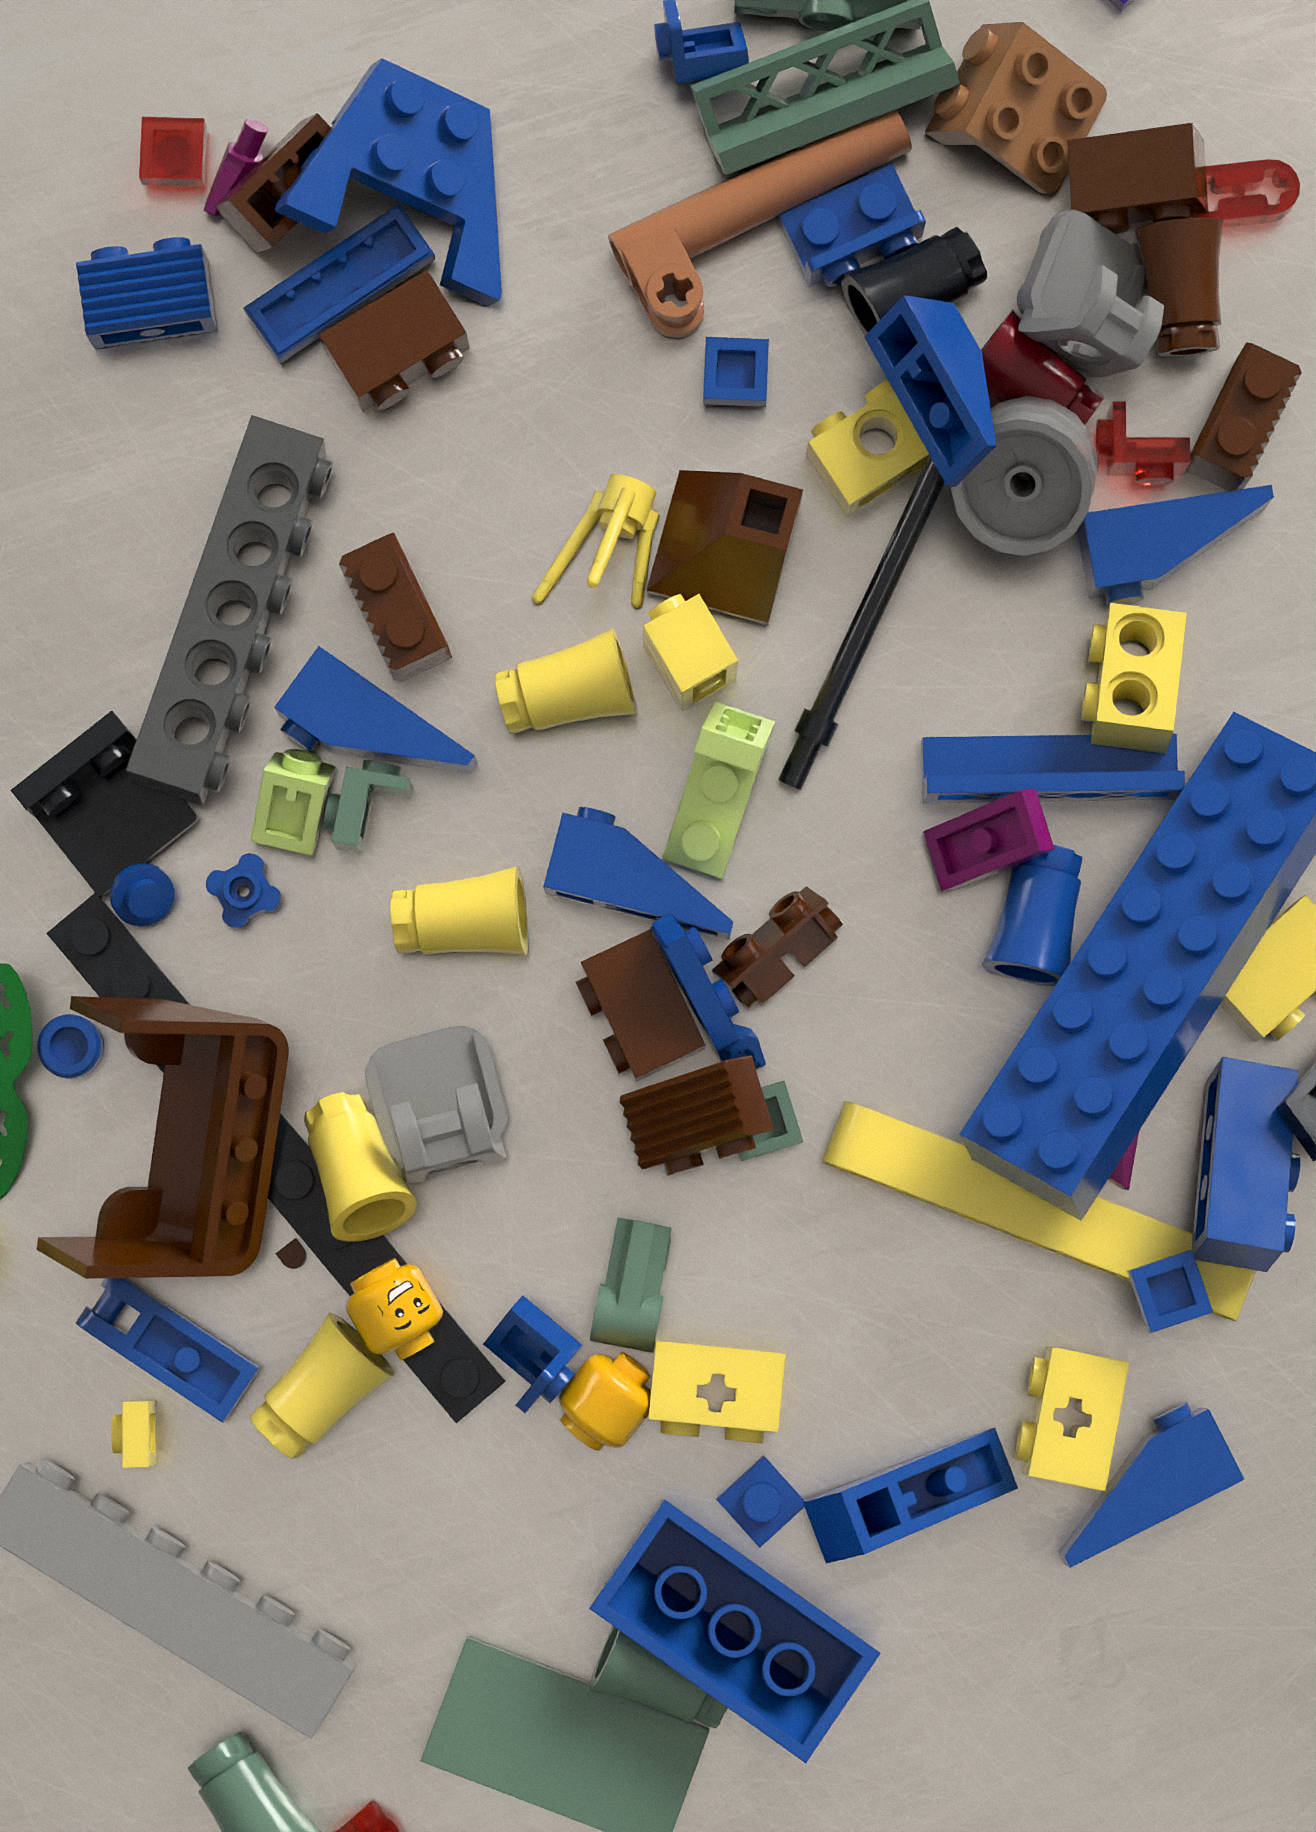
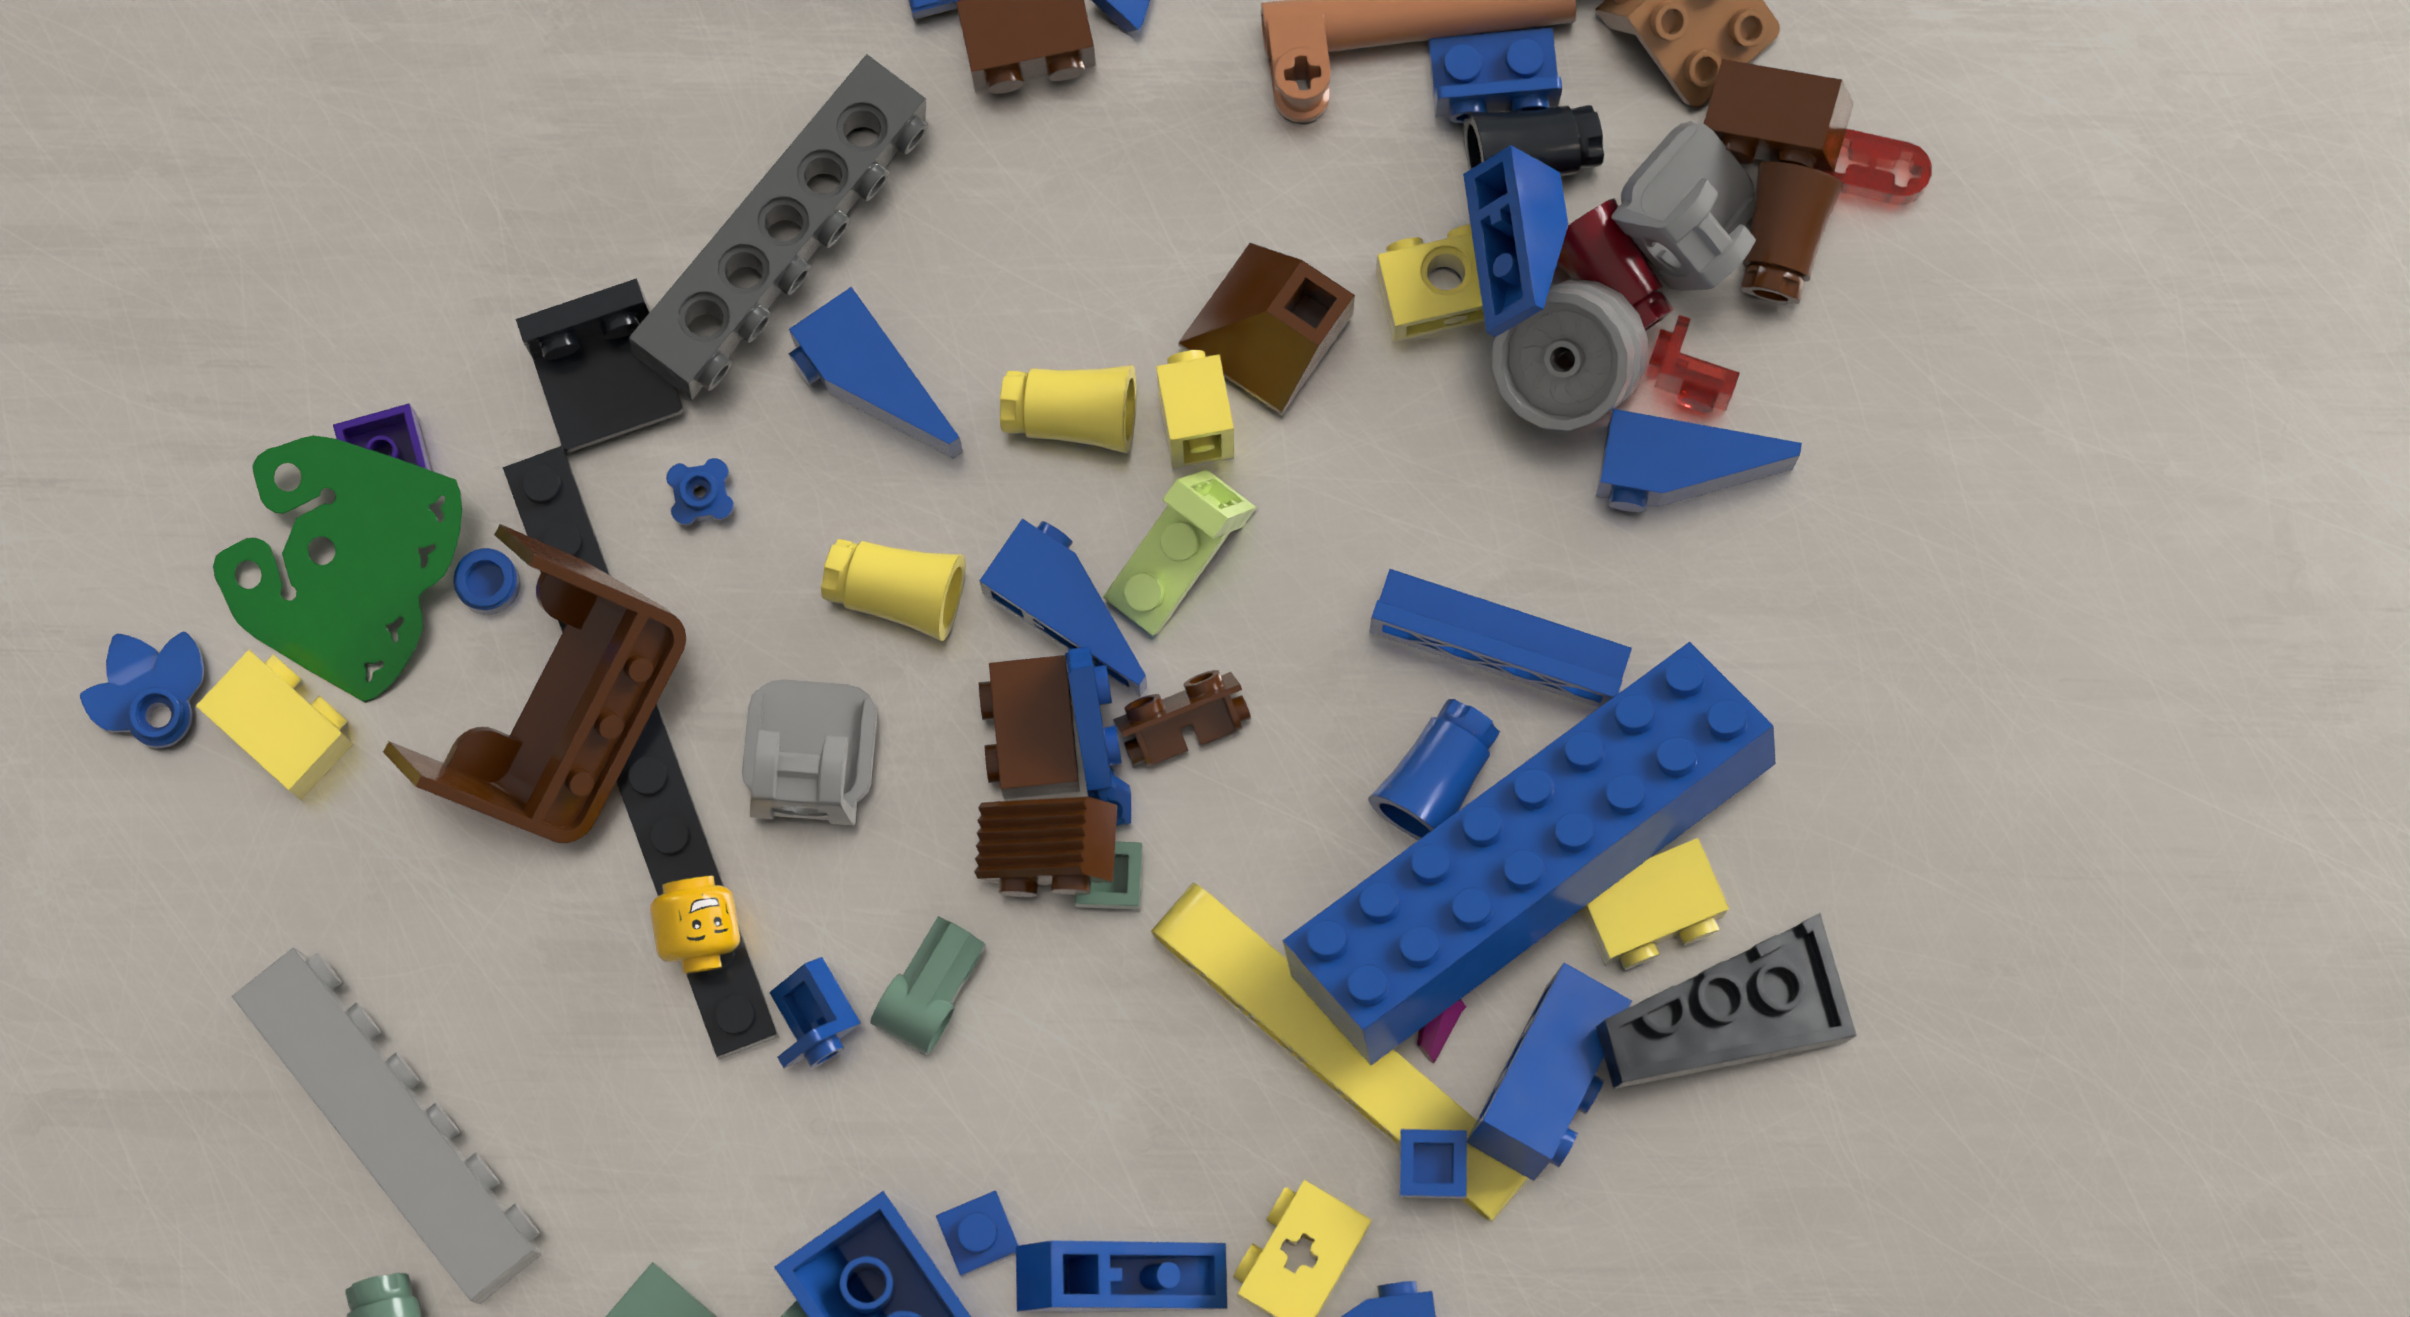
camera: 20 degrees right, 5 degrees down
(136, 1433) = (414, 960): light yellow plate -> none
(141, 894) = (604, 462): blue plate -> none
(170, 1348) = (475, 892): blue plate -> none
(292, 801) = (775, 424): yellowish green bracket -> none
(293, 1254) = (622, 847): reddish brown piece -> none
(320, 1388) = (600, 977): light yellow plant -> none
(349, 812) = (826, 451): sand green bracket -> none
(356, 1170) = (708, 785): light yellow plant -> none
(395, 608) = (936, 278): reddish brown brick -> none
(606, 1400) = (865, 1084): yellow head -> none
(623, 510) = (1178, 261): light yellow plant -> none
(735, 371) = (1335, 169): blue plate -> none
(752, 1373) = (952, 1079): light yellow brick -> none
(817, 725) = (1295, 522): black bar -> none
(988, 839) = (1415, 683): magenta plate -> none
(1144, 679) = (1616, 583): light yellow brick -> none
(1243, 418) = (1799, 373): reddish brown brick -> none

